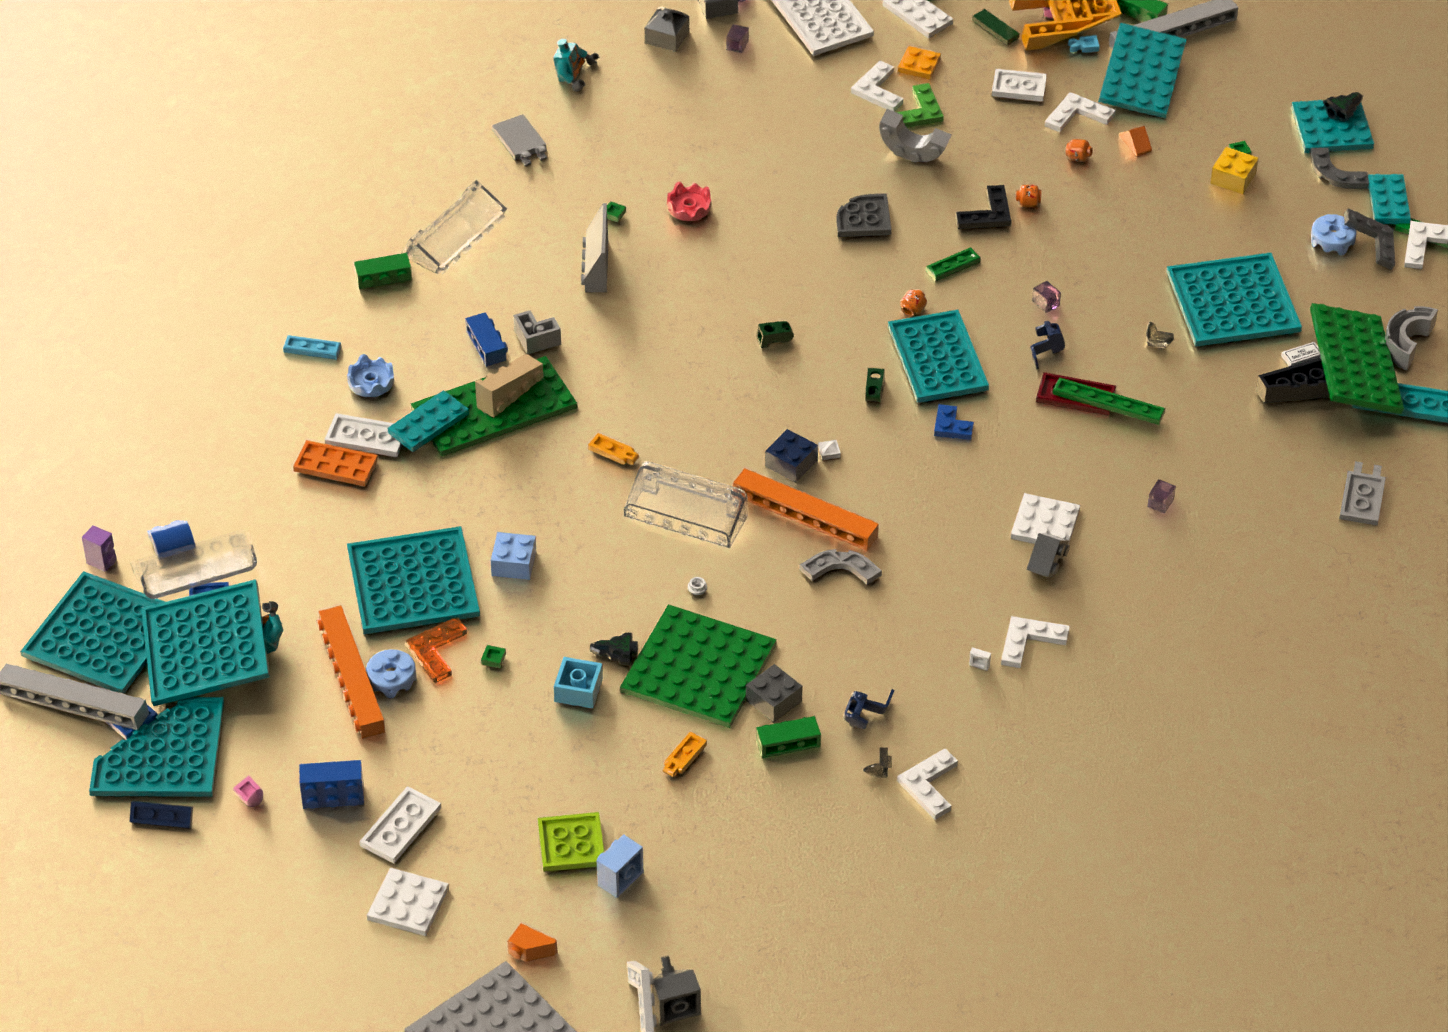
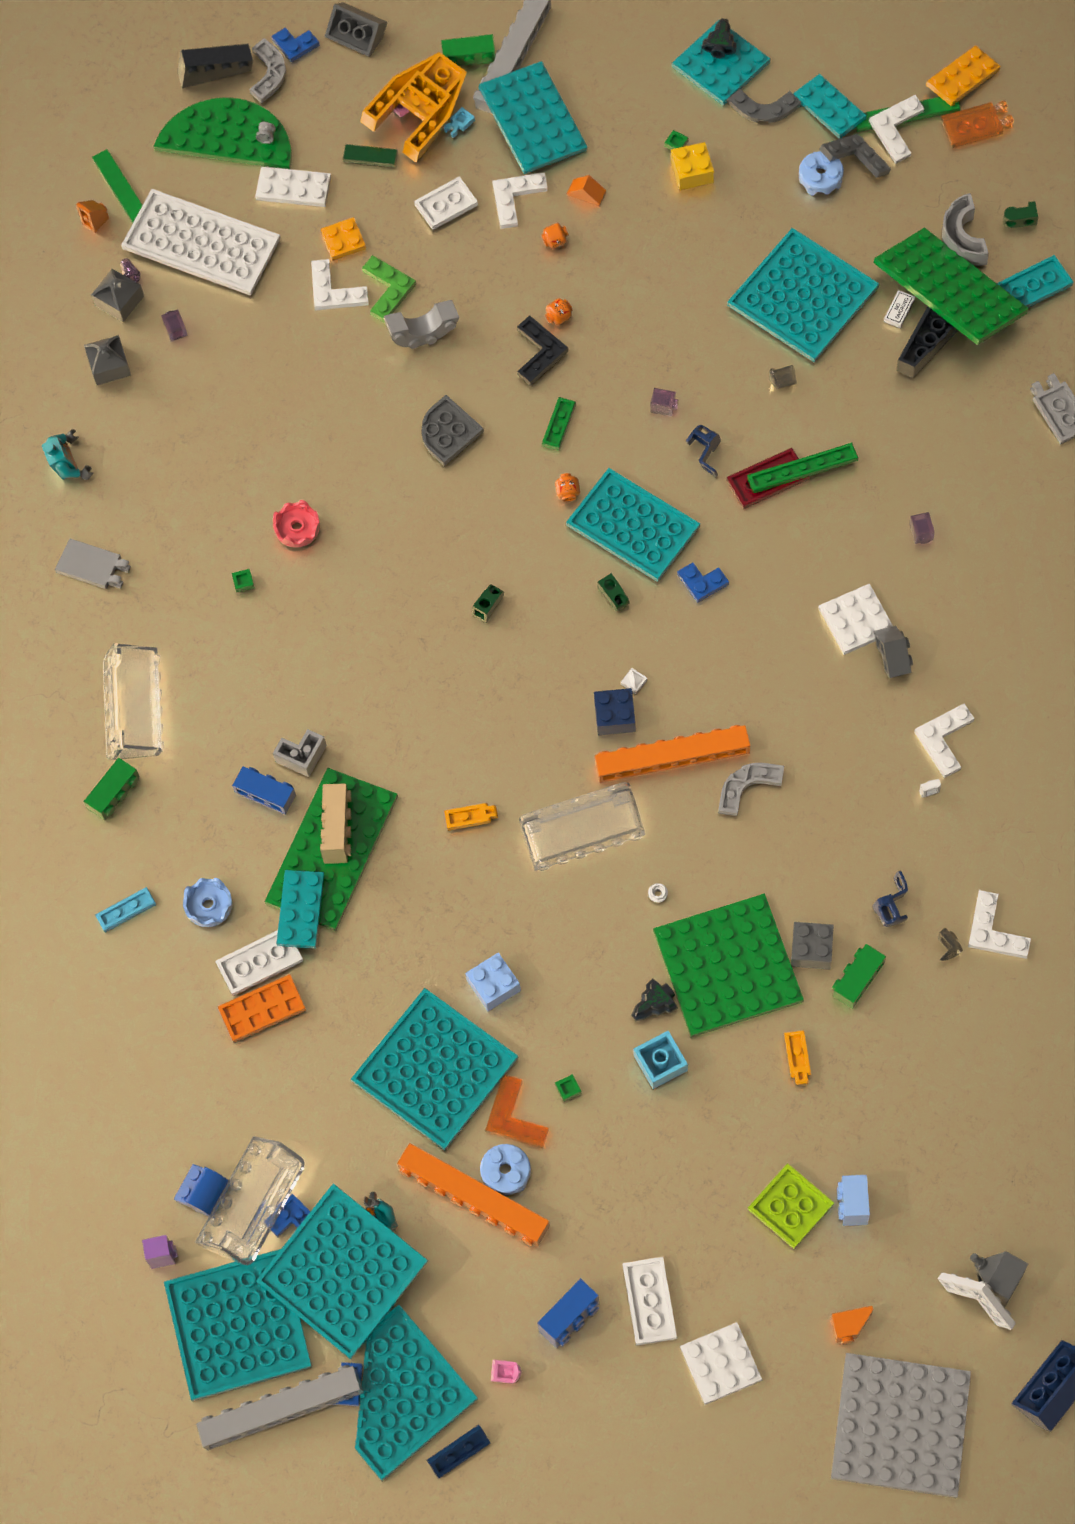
camera: 35 degrees left, 20 degrees up
(596, 253) = (276, 635): light grey slope -> none

